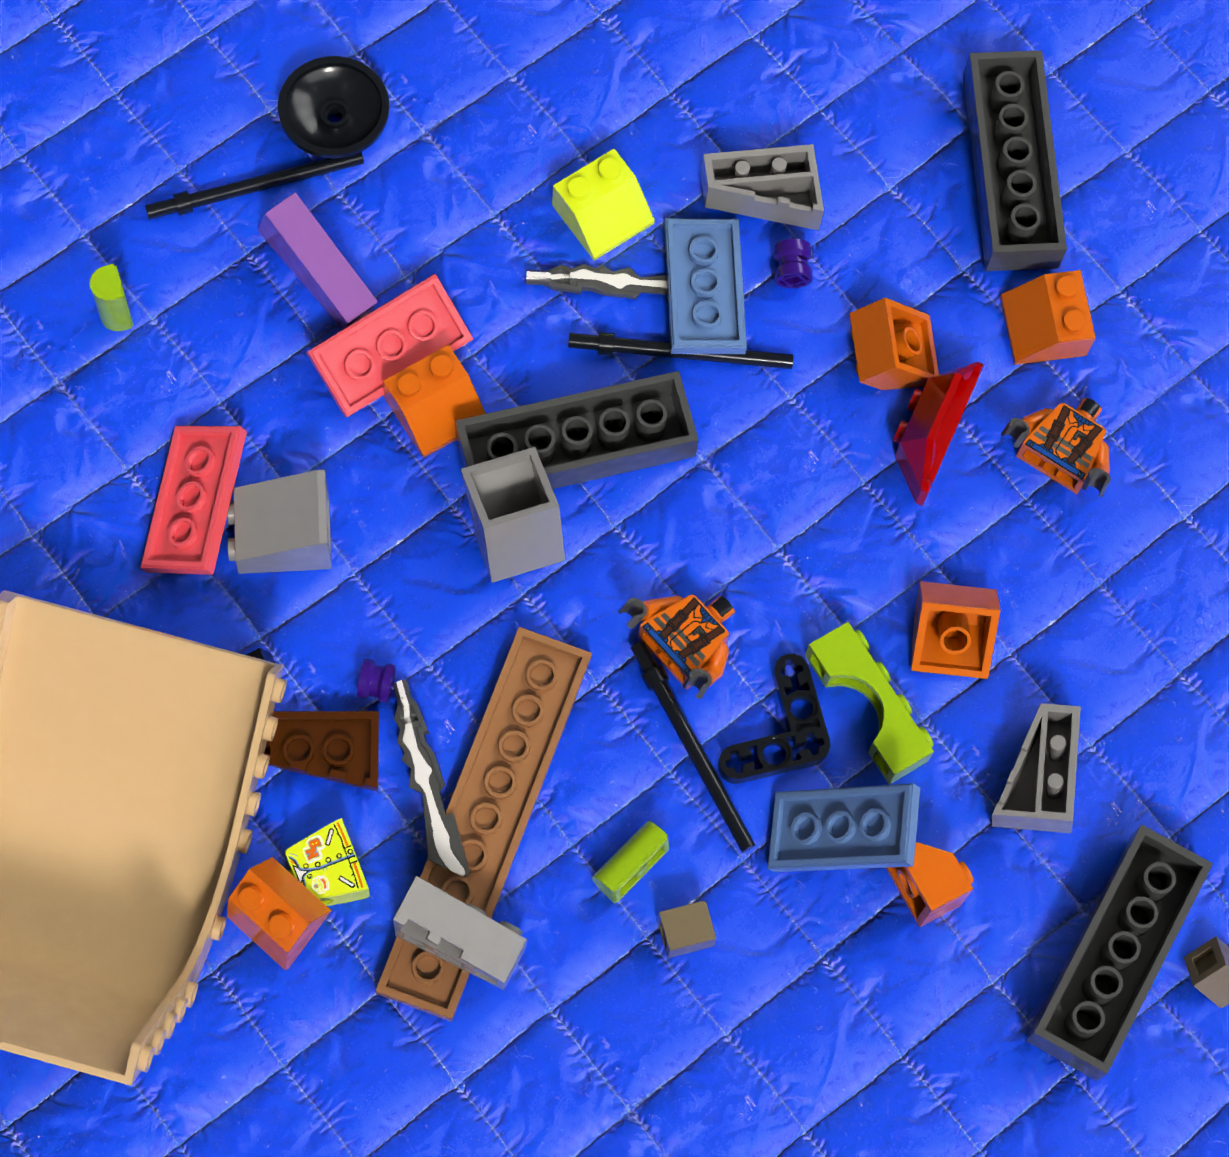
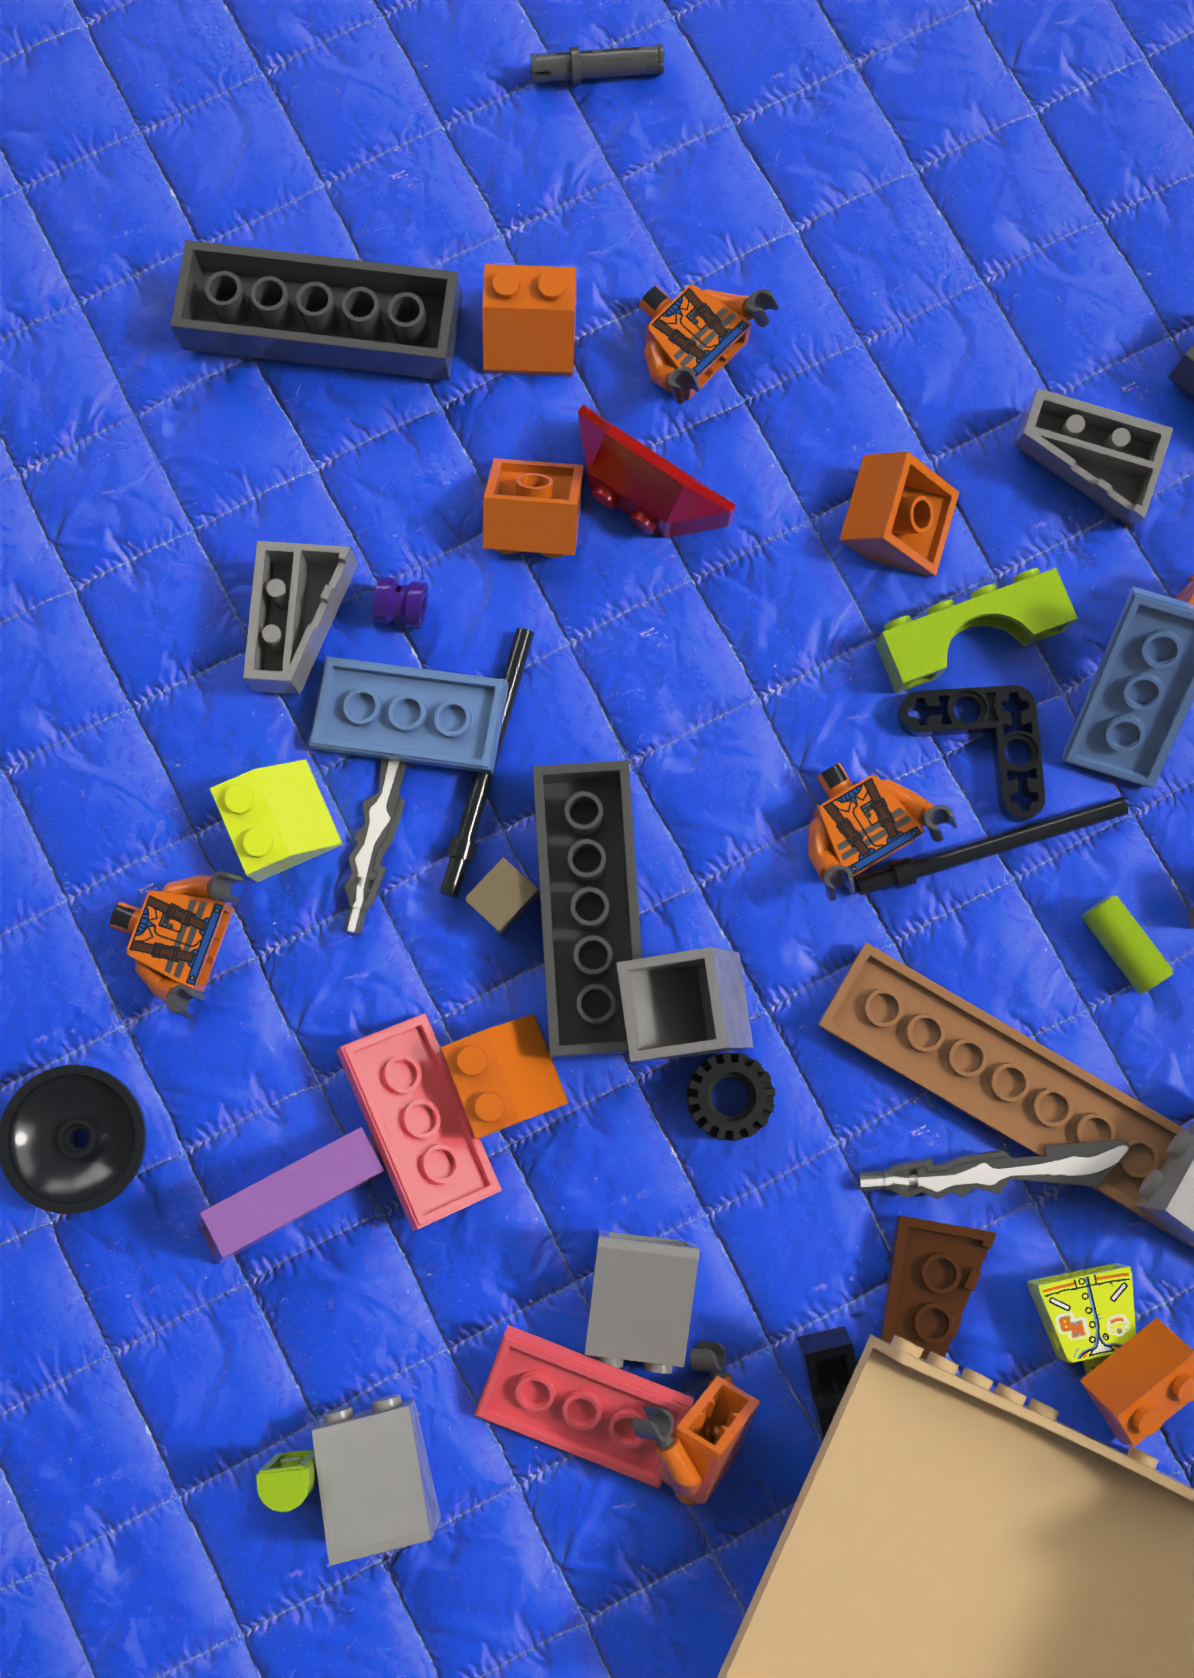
camera: 70 degrees left, 10 degrees up
(120, 358) = (374, 1479): none -> light grey slope
(183, 582) = (708, 1434): none -> orange torso
(185, 202) = (162, 1356): black bar -> none
(376, 681) = (858, 1211): dark purple wheel -> none
(443, 550) = (760, 1096): none -> black tyre
(498, 153) = (178, 935): none -> torso
(573, 373) = (502, 896): none -> dark tan panel

